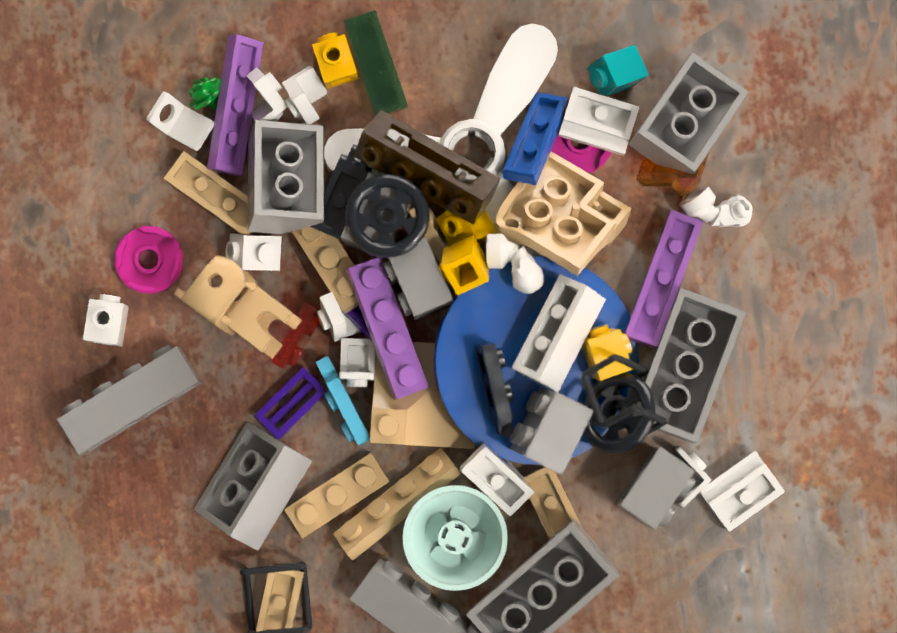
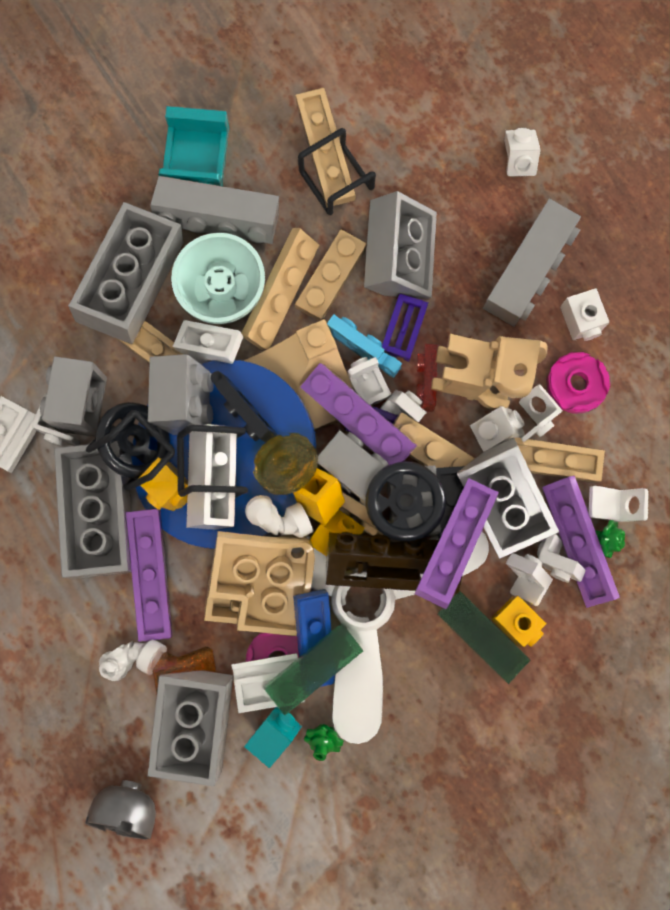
camera: 150 degrees right, 5 degrees down
(71, 528) = (522, 152): none -> white bracket
(204, 240) = (542, 419): none -> white bracket
(360, 151) = (456, 544): none -> medium lavender plate
(482, 309) = (285, 464): none -> clear yellow tile
(544, 376) = (238, 490): none -> black piece
(550, 110) = (313, 669): none -> clear green plate
(573, 45) = (323, 741): none -> green plant
(786, 73) = (123, 811): none -> flat silver cylinder

